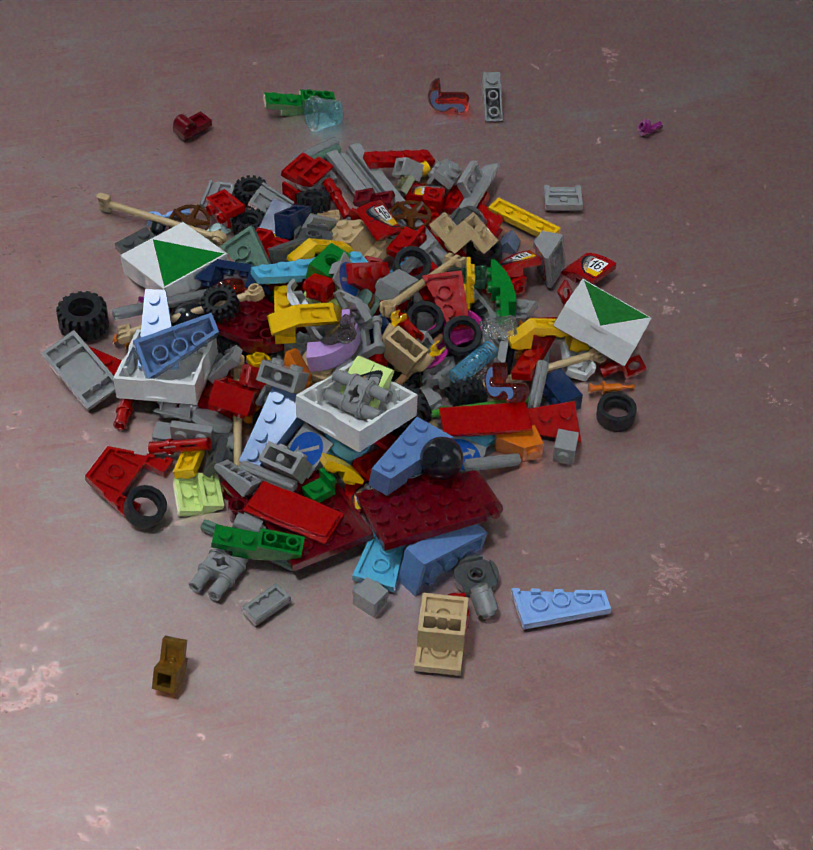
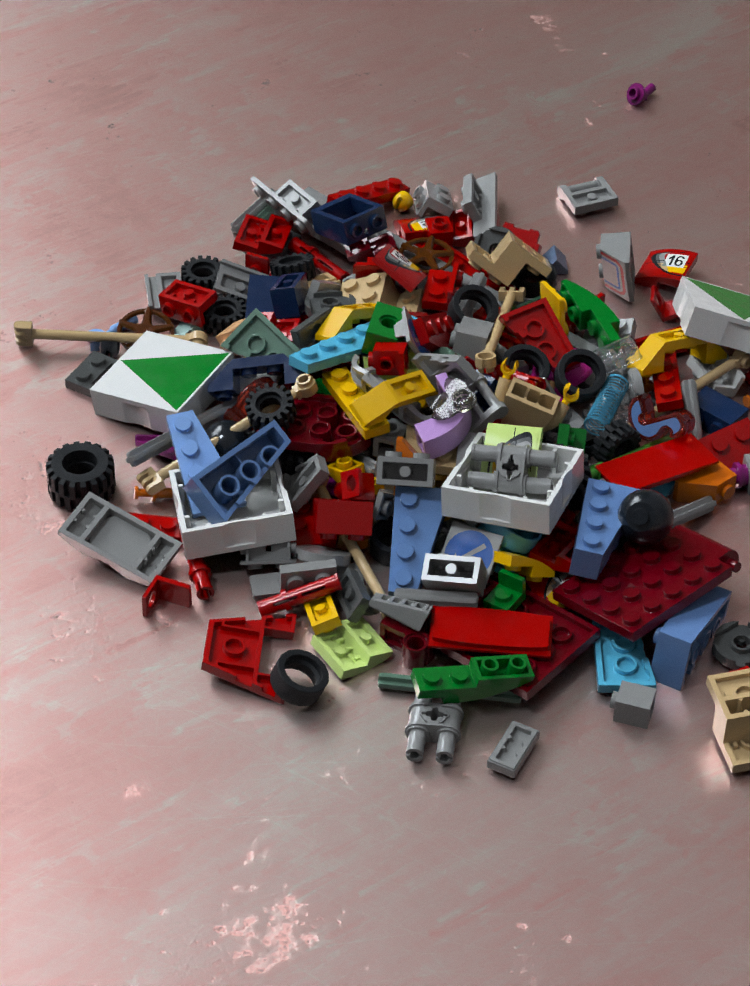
camera: 20 degrees left, 5 degrees down
(90, 414) = (166, 590): none -> red bracket
(172, 665) = (443, 850): pearl gold brick -> none
(188, 127) = (77, 217): dark red plate -> none
(248, 522) = (439, 658): light grey brick -> none
(293, 104) = (207, 158): green slope -> none
(322, 113) = (240, 162): clear light blue piece -> none
(335, 151) = (291, 201): none -> light grey bracket
(372, 172) = (347, 219): none -> dark blue window
(405, 184) = (398, 221): olive plate -> none
(406, 166) = (393, 202): light grey brick -> none
(429, 383) = (571, 436): none -> green bracket
(446, 101) = (384, 115): clear red animal -> none
(478, 308) = (576, 339): black hinge -> none
(492, 96) = (435, 98): light grey slope -> none
(515, 263) = (590, 275): red slope -> none
(522, 218) = (560, 231): yellow plate -> none
(549, 443) = (742, 474): none -> magenta plate

